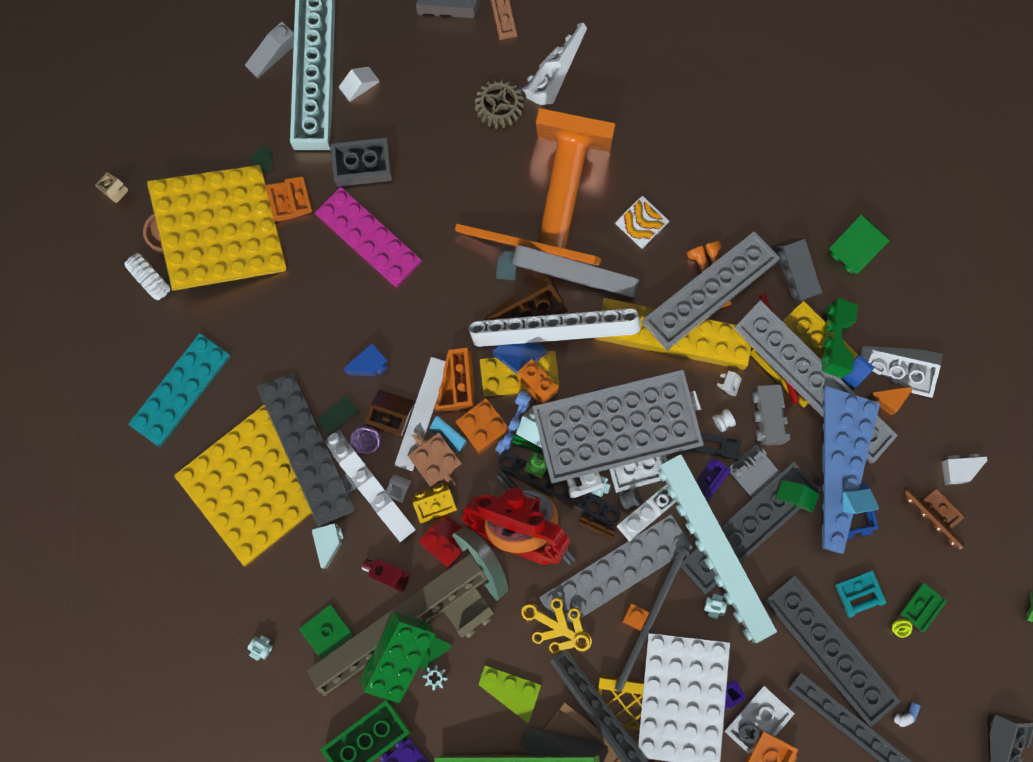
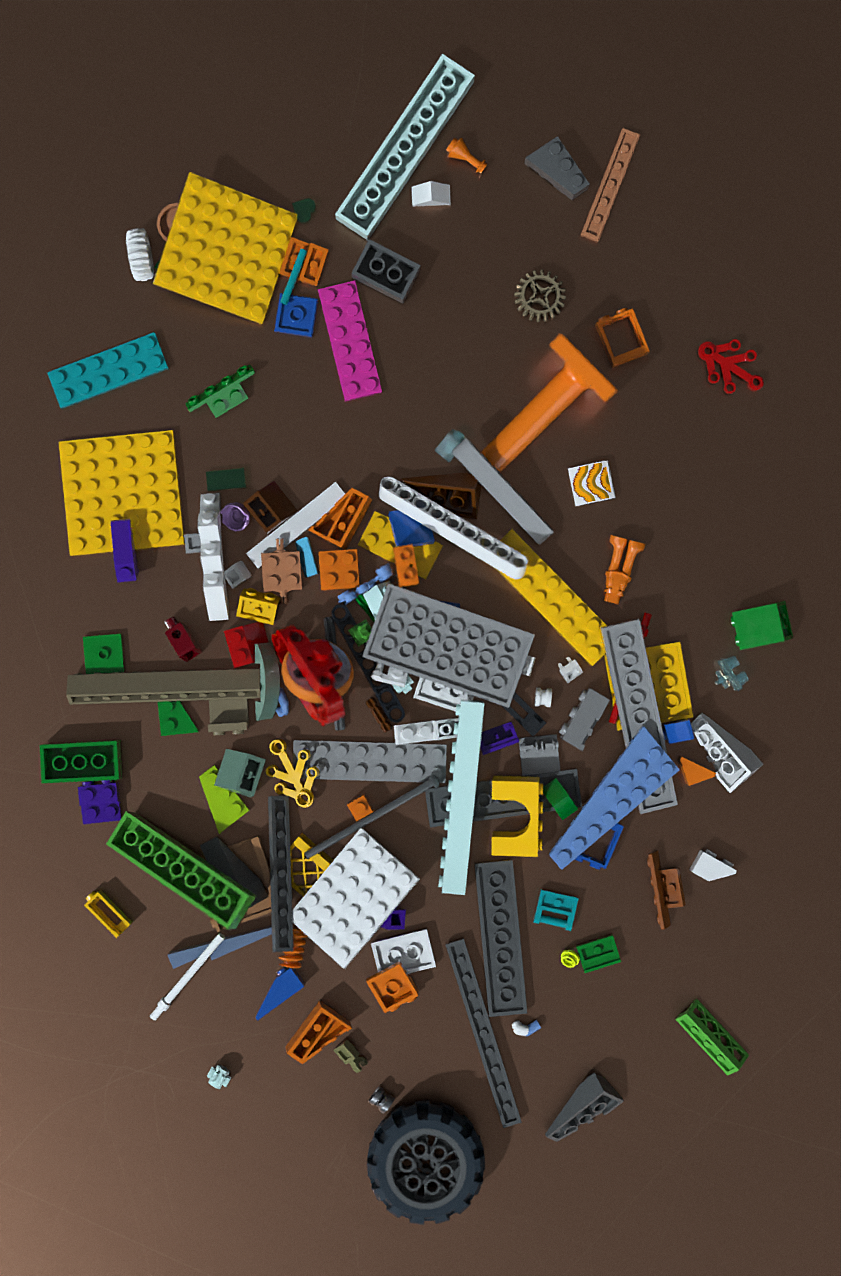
camera: 35 degrees right, 10 degrees up
(111, 187) = (158, 150): tan slope -> none
(260, 647) = (42, 631): light aqua gear -> none
(272, 49) = (373, 114): light grey slope -> none
(287, 529) = (124, 551): none -> dark purple slope
(288, 215) = (293, 276): none -> teal bar
(291, 346) = (224, 394): none -> green bracket
(305, 449) = (180, 491): dark grey plate -> none
(310, 245) = (296, 316): none -> blue tile
(327, 543) = (149, 582): light aqua slope -> none
(359, 34) = (458, 150): none -> orange piece
(367, 363) = (279, 452): blue slope -> none
(396, 657) = (146, 713): green brick -> none
(438, 682) = (162, 749): light aqua gear -> none
(505, 239) = (477, 441): orange tile -> none
(509, 570) = (284, 704): none -> medium blue arm
(512, 656) = (239, 772): none -> sand green slope
(546, 83) = (595, 302): white wedge -> none
(602, 85) = (627, 356): none -> orange window
(630, 499) = (421, 710): dark grey wheel -> none
(686, 62) = (728, 364): none -> red plant
(710, 290) = (605, 582): light grey plate -> none
(715, 606) = (430, 841): light aqua gear -> none
(741, 733) = (383, 962): dark grey bush -> none
(795, 549) = (526, 791): none -> yellow arch
(798, 268) = (694, 611): dark grey wedge -> none
(836, 357) = (670, 709): green arch -> none
(859, 501) = (603, 837): medium azure slope -> none
(864, 303) = (735, 680): none -> clear light blue hips

